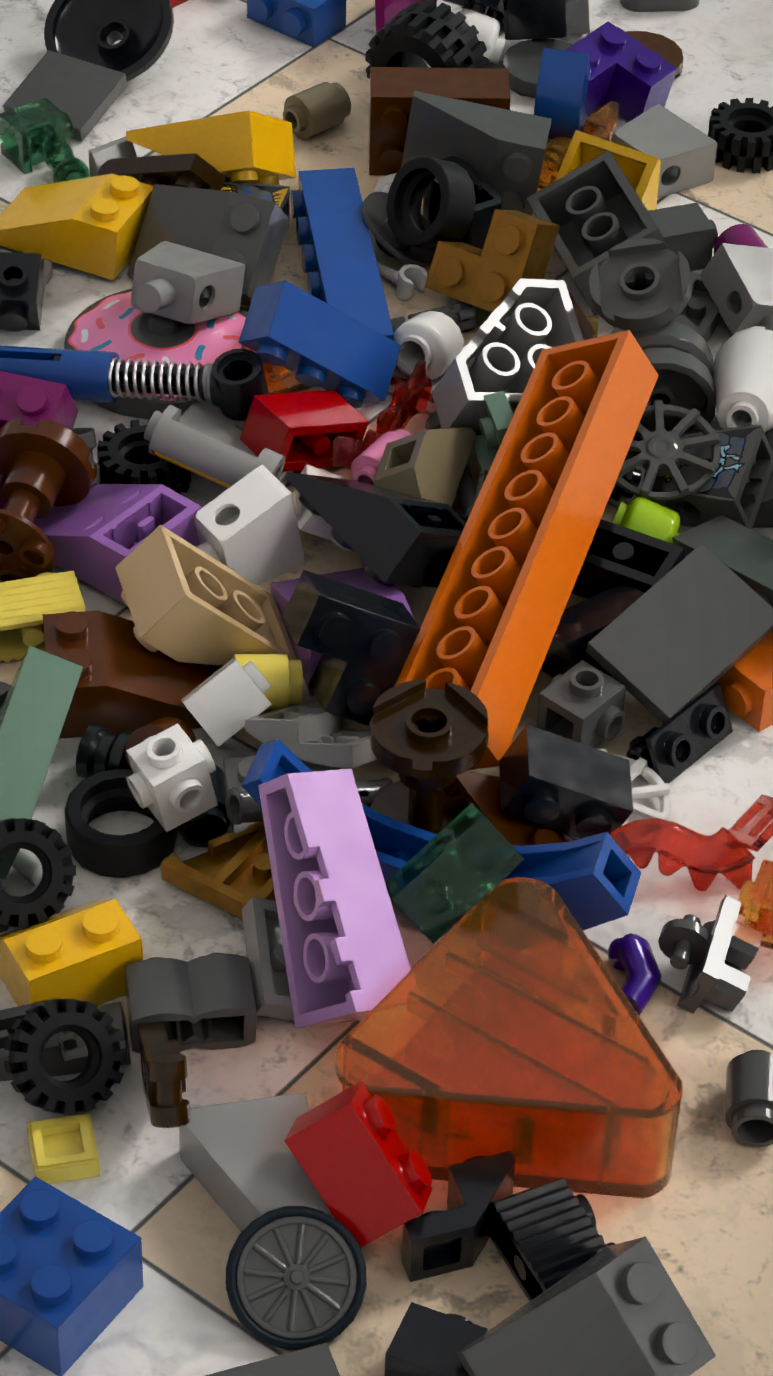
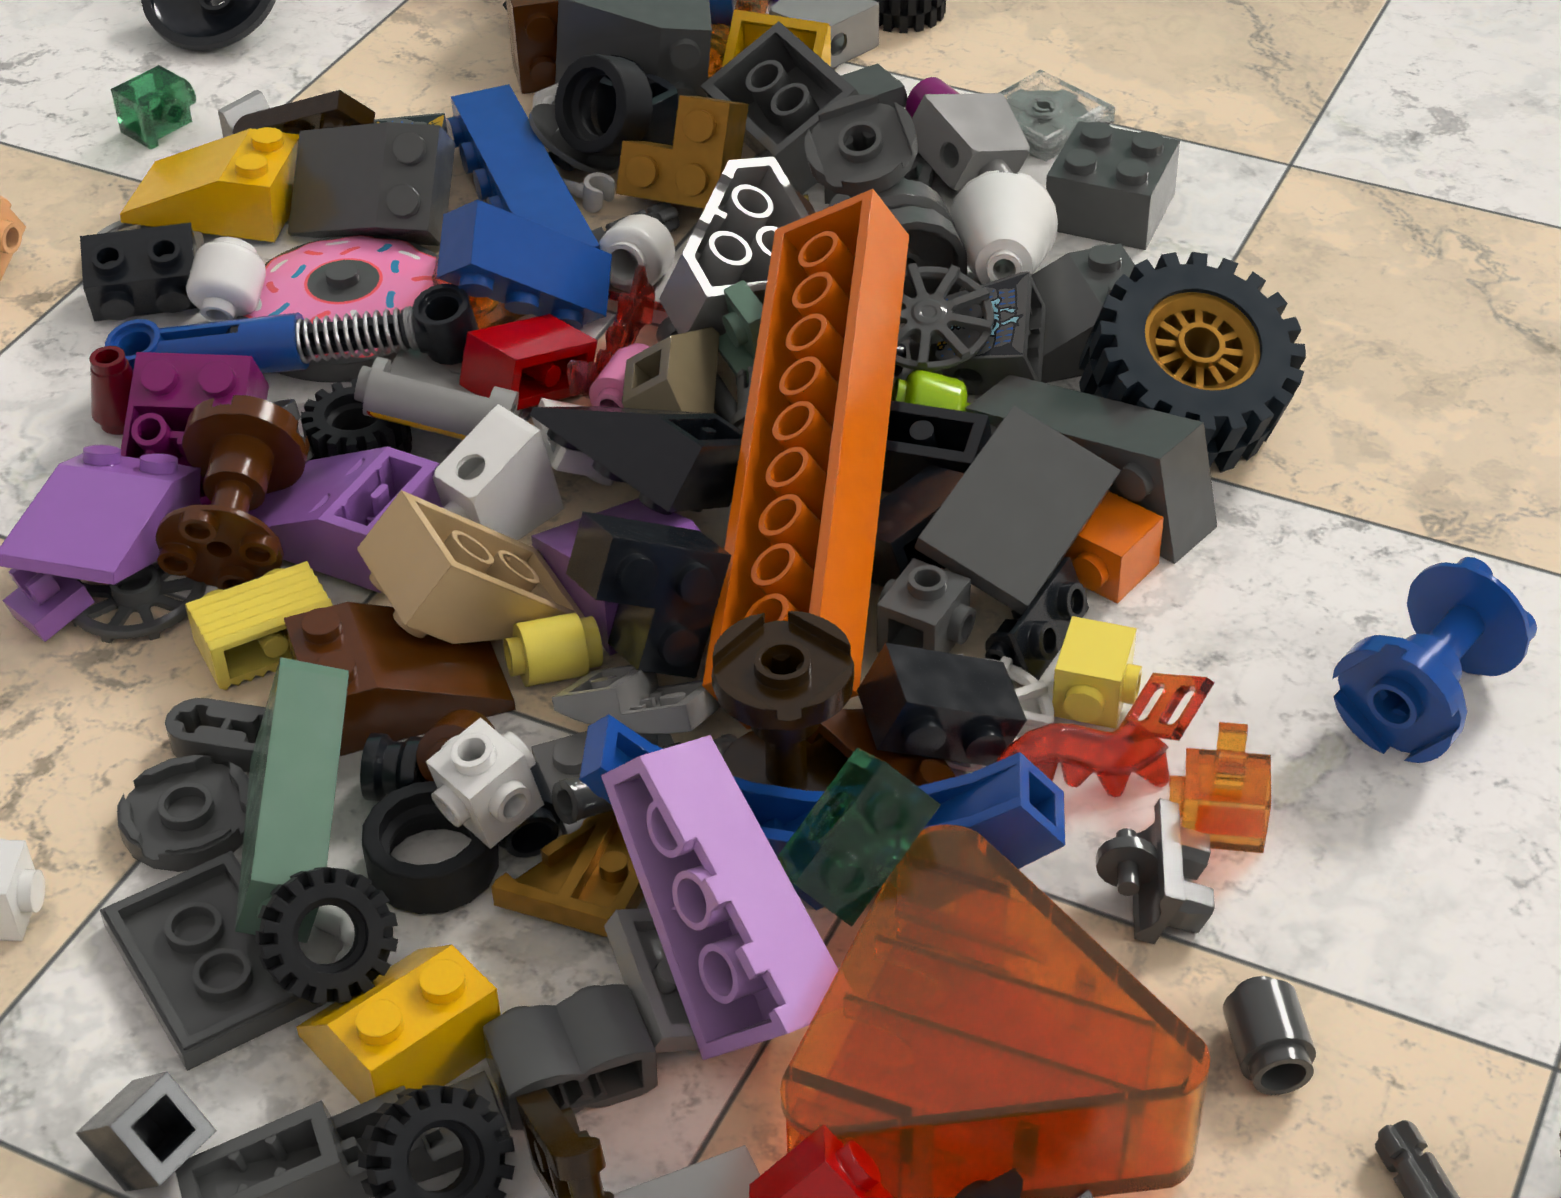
camera: 10 degrees left, 0 degrees up
(61, 310) = (226, 279): none -> white head
(65, 164) = (193, 130): clear green pin -> none
(73, 87) = (188, 50): dark grey tile -> none
(173, 279) = (346, 228): light grey torso -> none
(228, 699) = (523, 677): white brick -> none
(238, 144) = (383, 75): yellow slope -> none
(317, 109) = (450, 36): dark tan brick -> none
(641, 968) = (1072, 889): dark purple arm -> none
(713, 784) = (1096, 672): none -> light yellow brick

